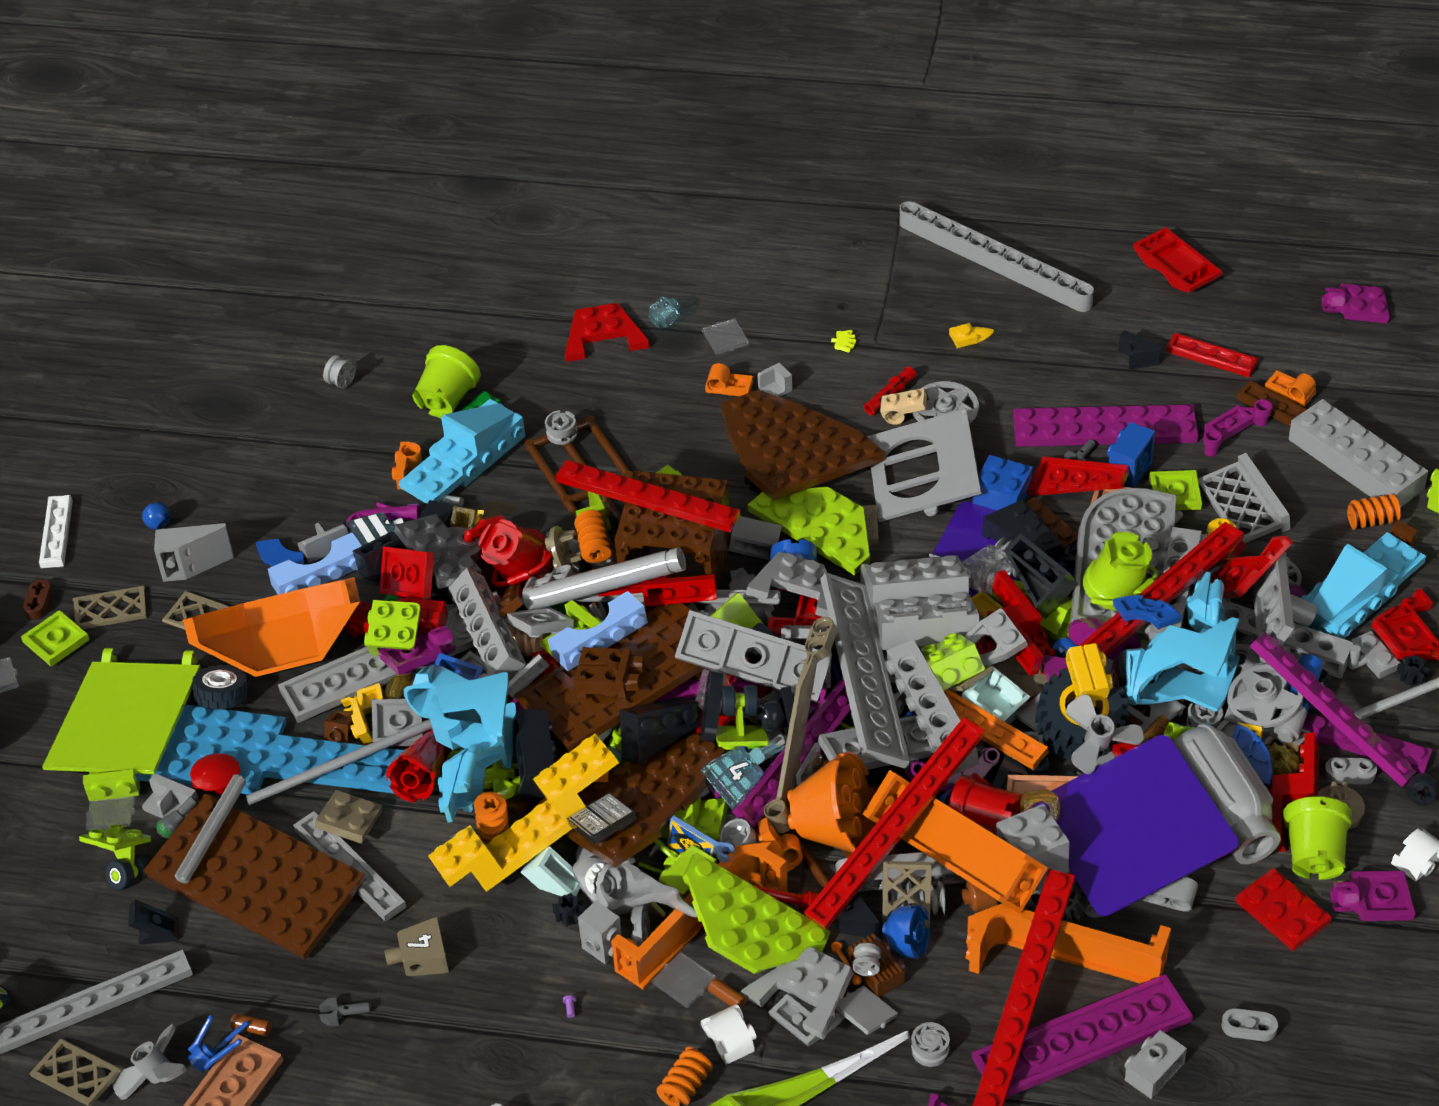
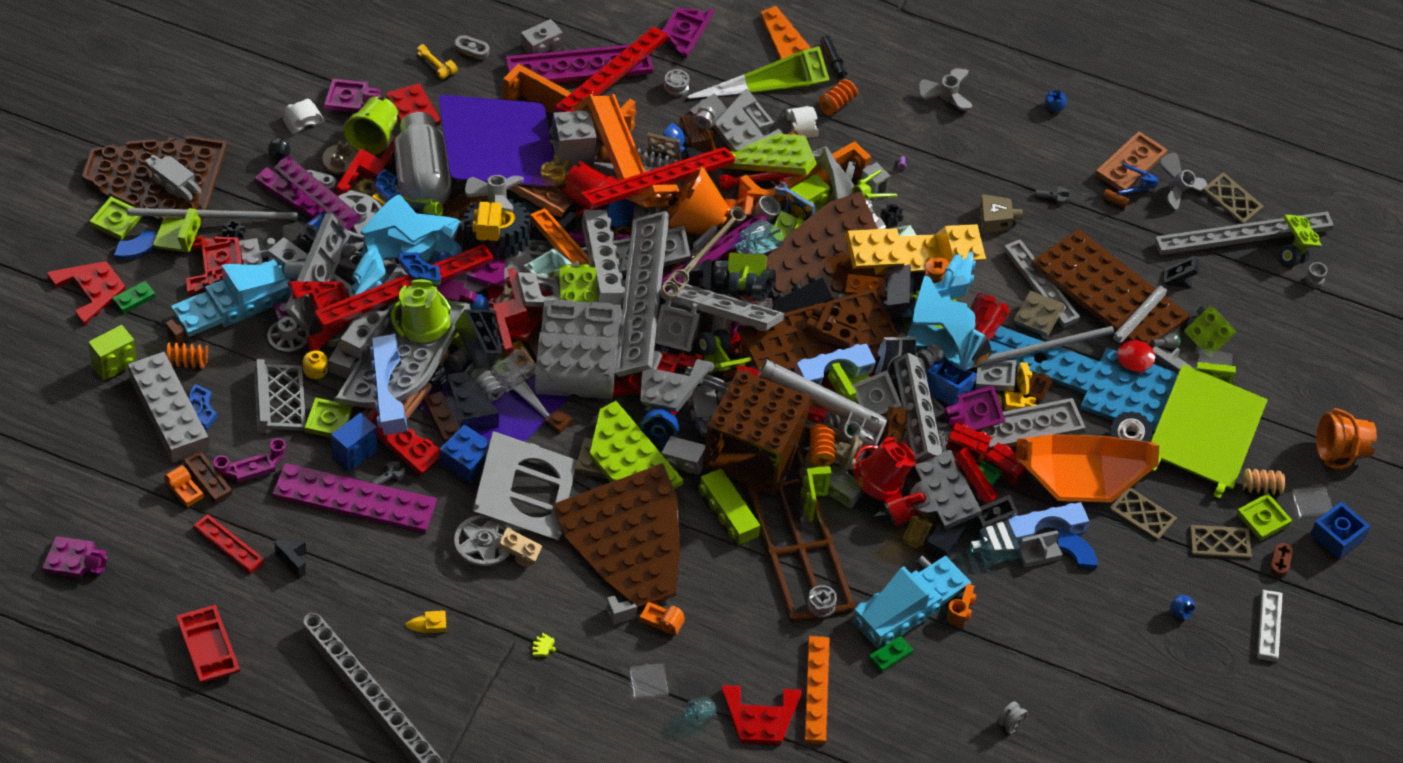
camera: 175 degrees left, 5 degrees up
(52, 672) = (1264, 481): none -> light nougat piece
(191, 550) = (1153, 554): light grey slope -> none
(392, 626) = (994, 421): lime bracket -> none
(408, 512) = (984, 568): magenta plant -> none
(445, 380) = (917, 668): lime piece -> none
(549, 364) = (817, 690): none -> orange plate
(602, 819) = (861, 216): tile -> none
(612, 884) = (866, 190): none -> lime plant
(648, 496) = (777, 417): red plate -> none
(905, 376) = (522, 576): red pin -> none
(915, 551) = (558, 421): none -> reddish brown plate
(1099, 460) = (391, 411): none -> light blue arch
(1270, 977) = (443, 70): none -> yellow brick
(1325, 475) = (200, 399): none -> blue tile

